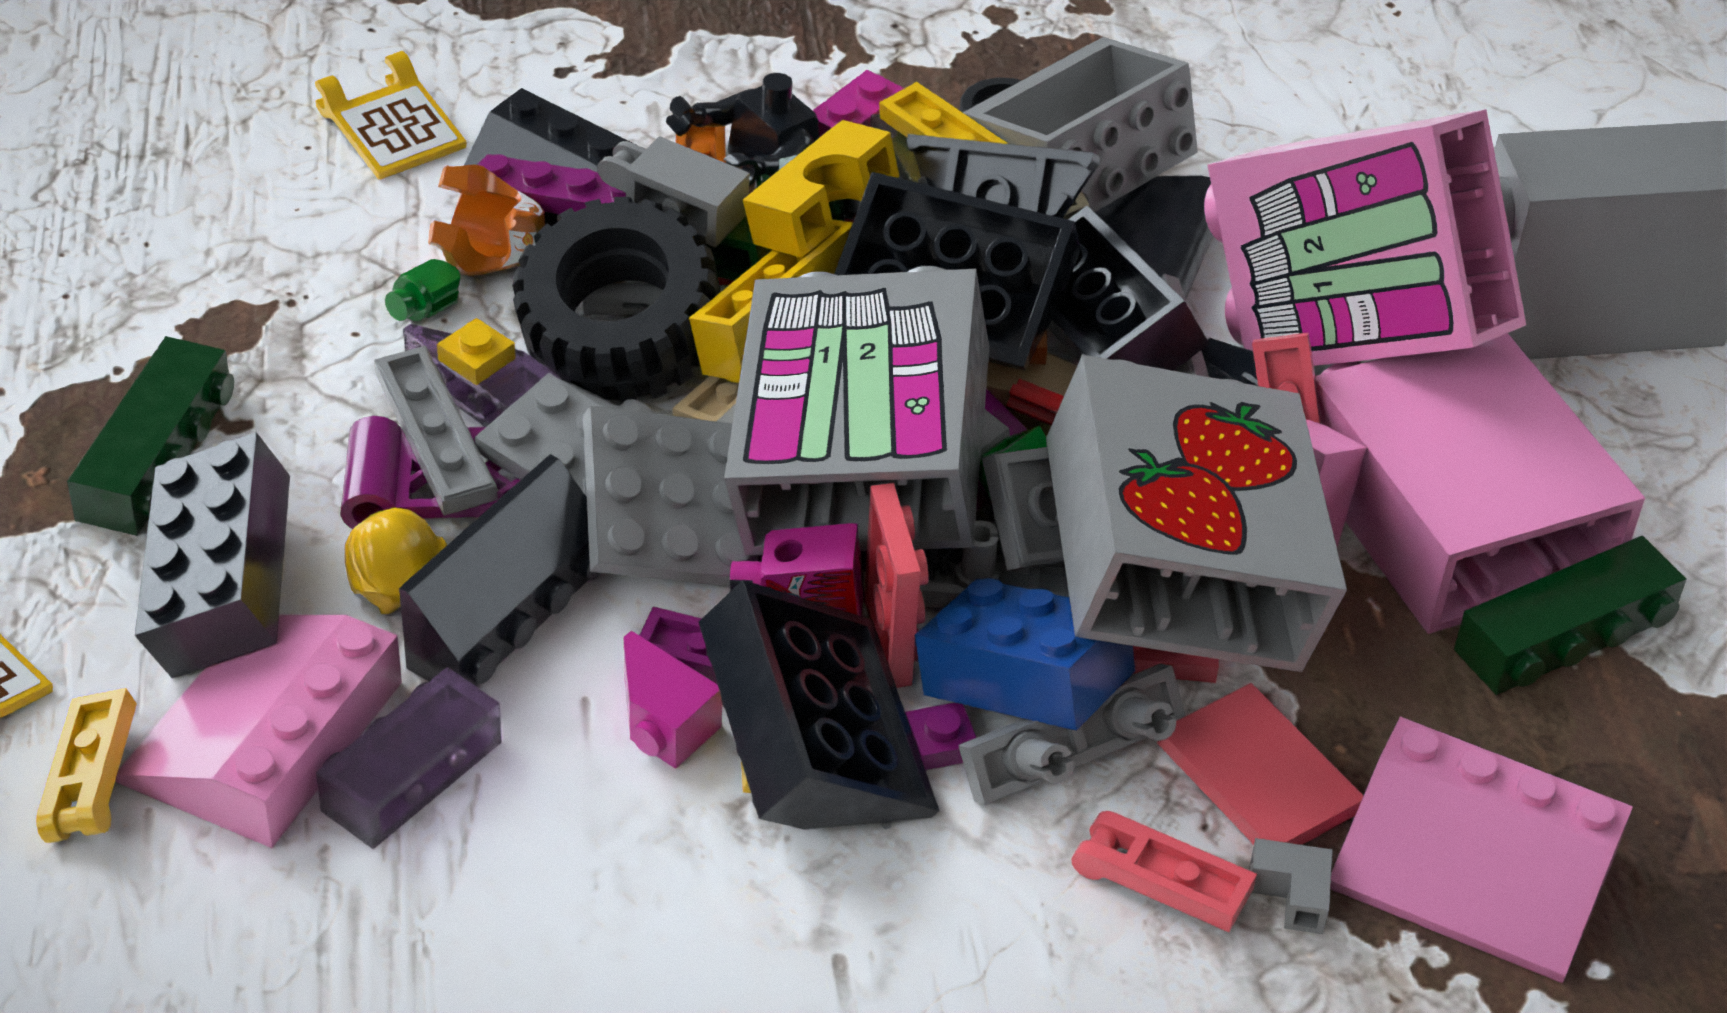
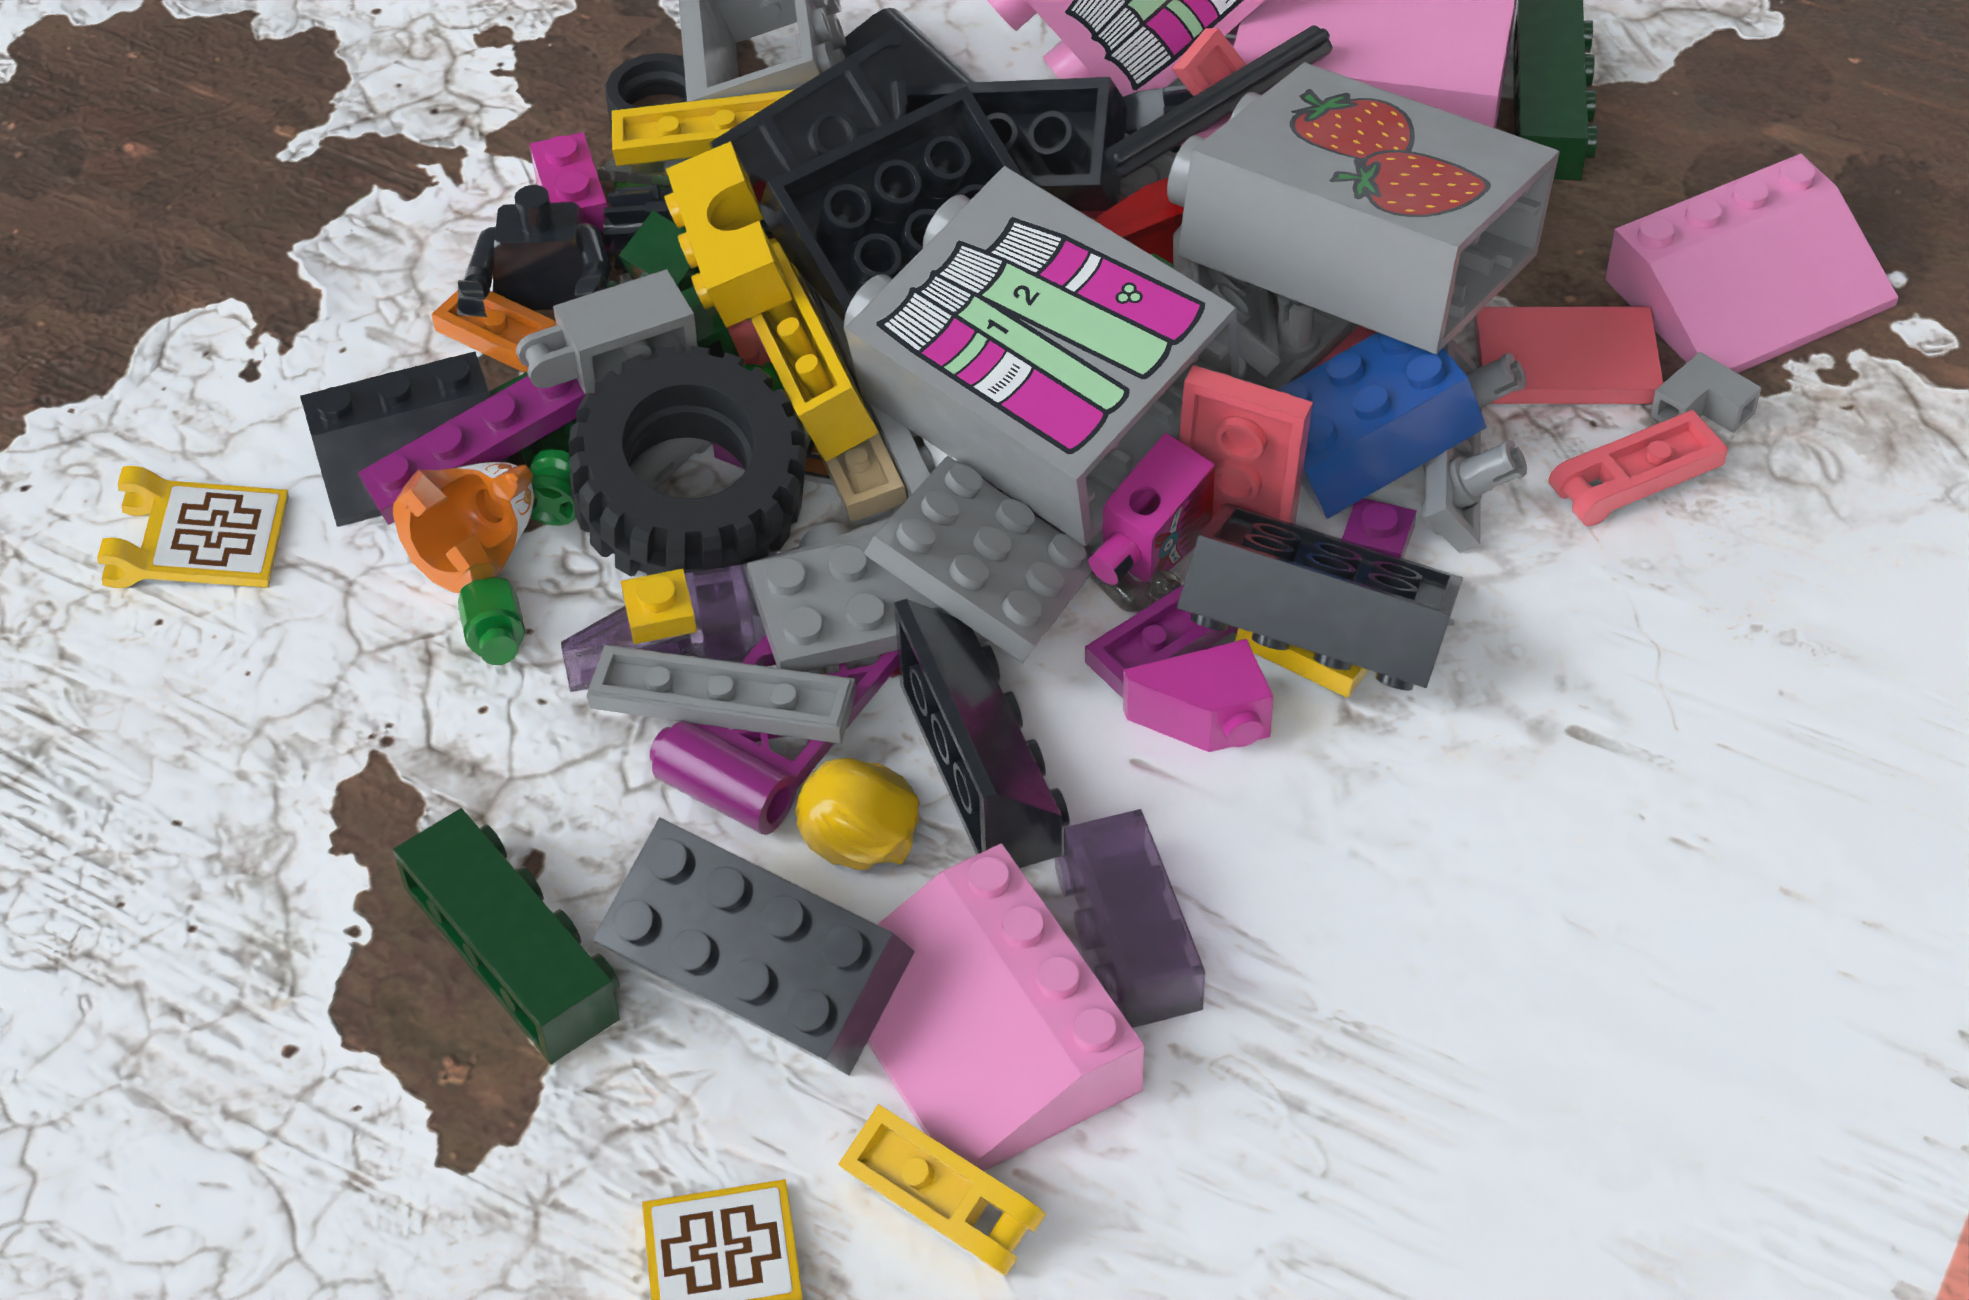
camera: 50 degrees left, 5 degrees up
(1316, 397) = (1215, 102): none -> black axle

